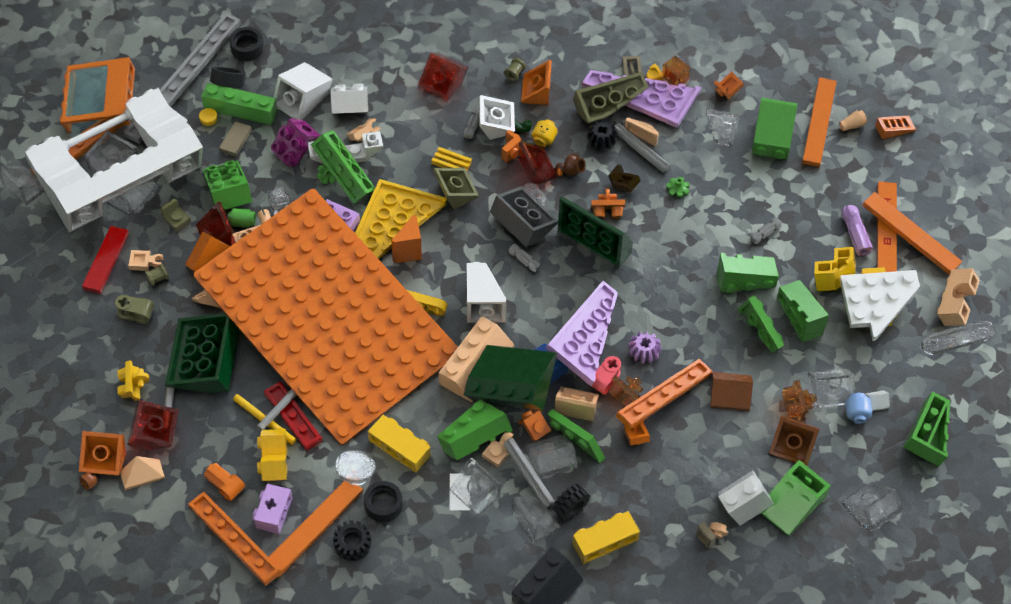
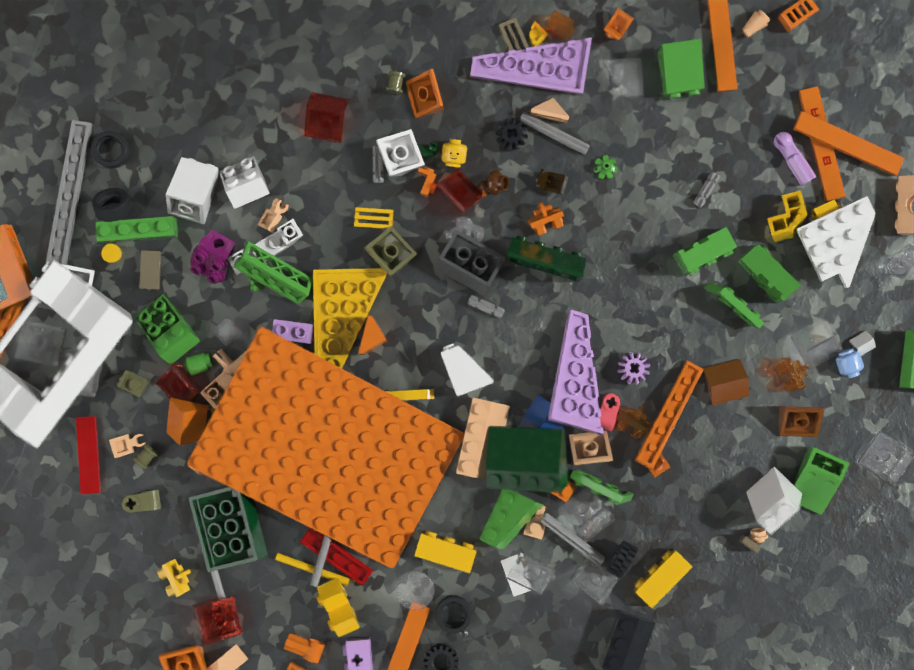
camera: 15 degrees left, 30 degrees up
(605, 98) = (501, 93): olive wedge -> none

